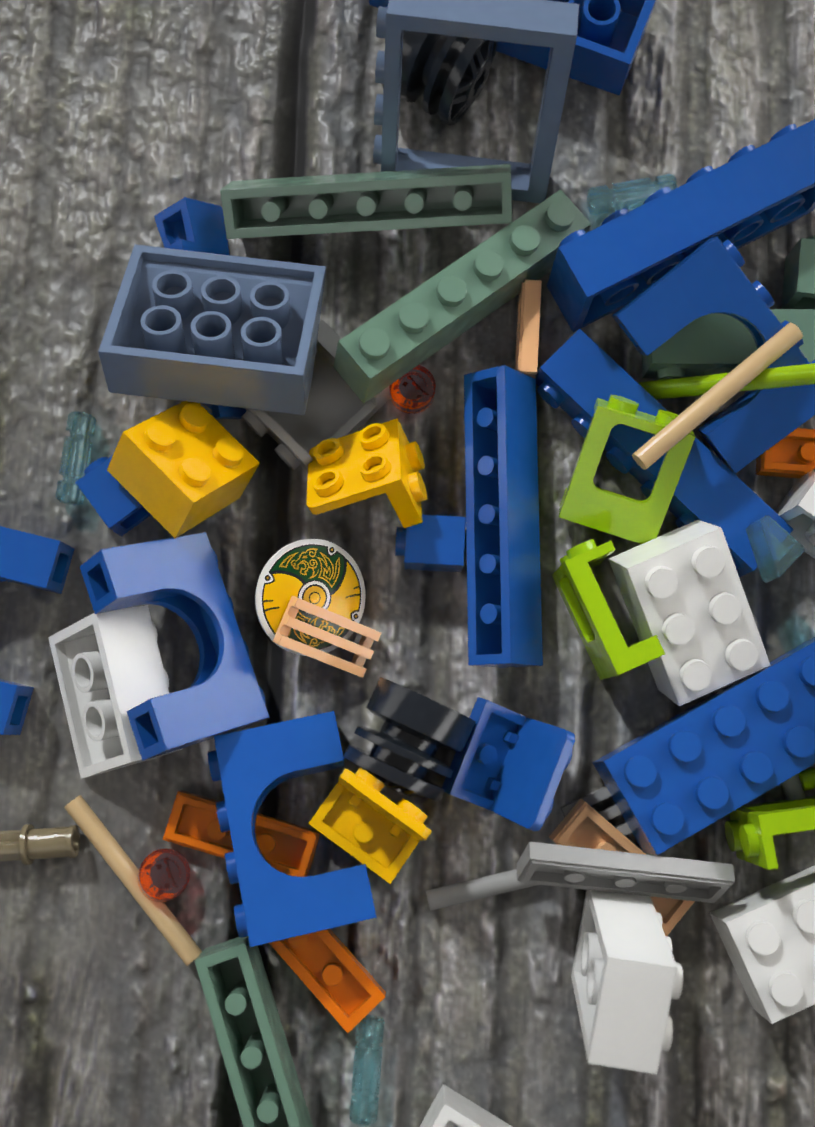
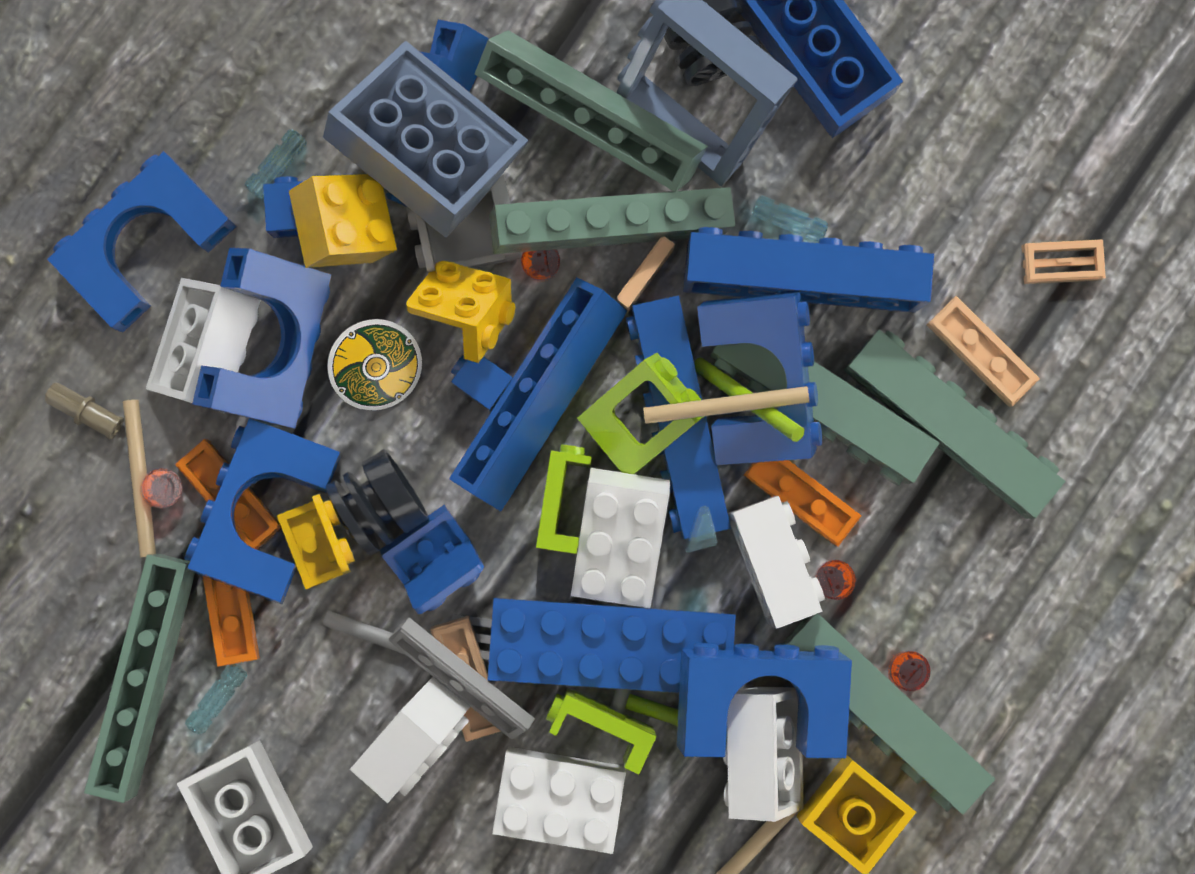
camera: 30 degrees right, 5 degrees up
(361, 650) = (387, 423): light nougat tile -> none

